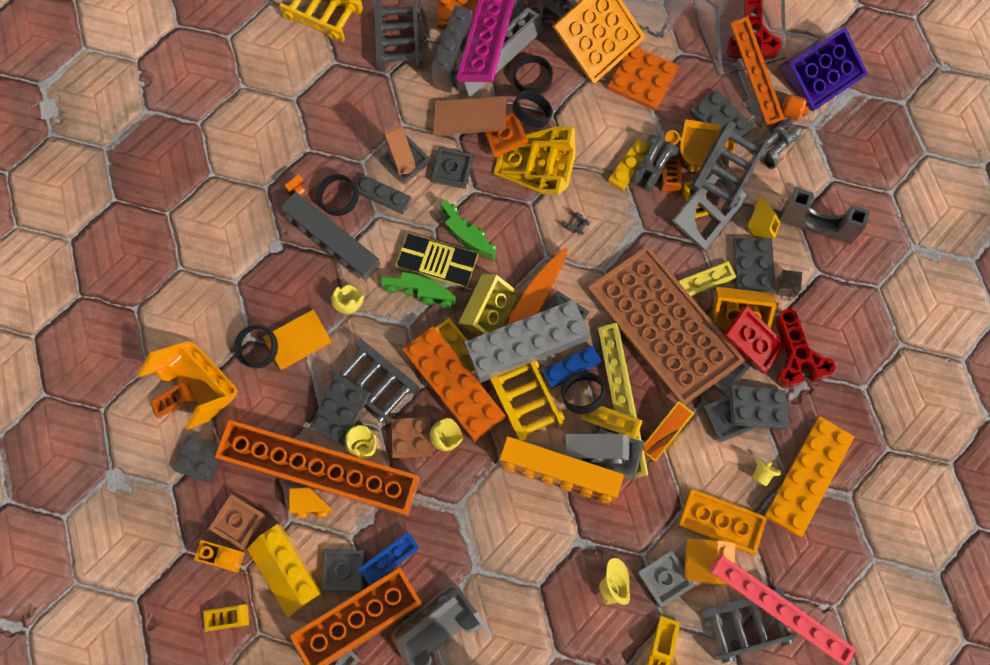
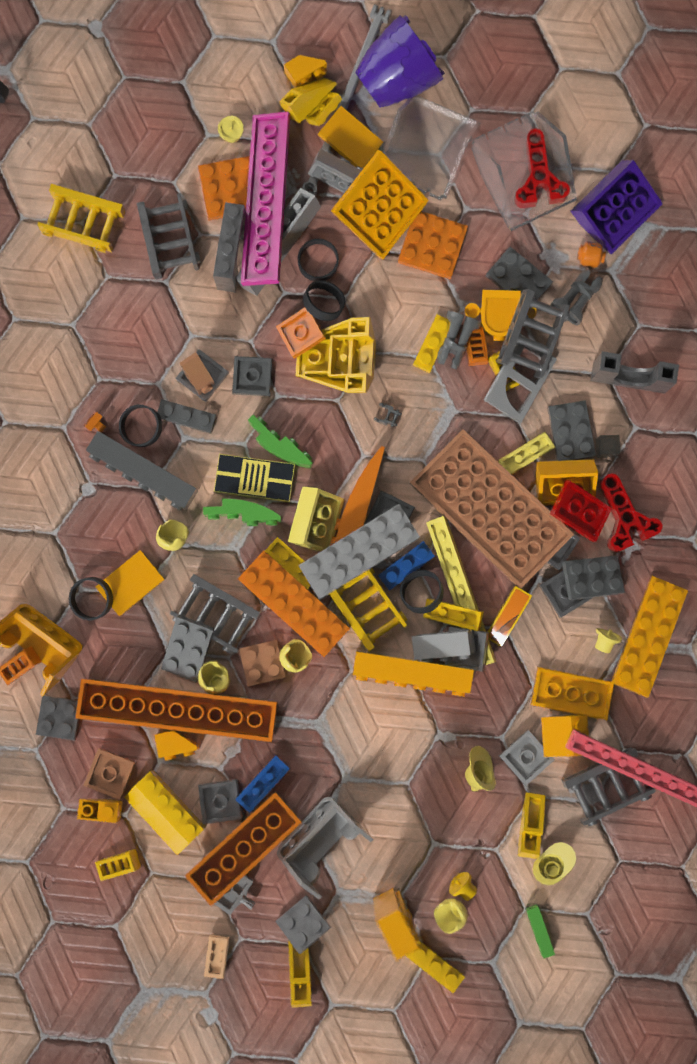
camera: 15 degrees left, 10 degrees up
(470, 115) = (260, 317): nougat tile -> none
(757, 71) = (548, 223): orange plate -> none
(764, 220) = (576, 384): yellow slope -> none

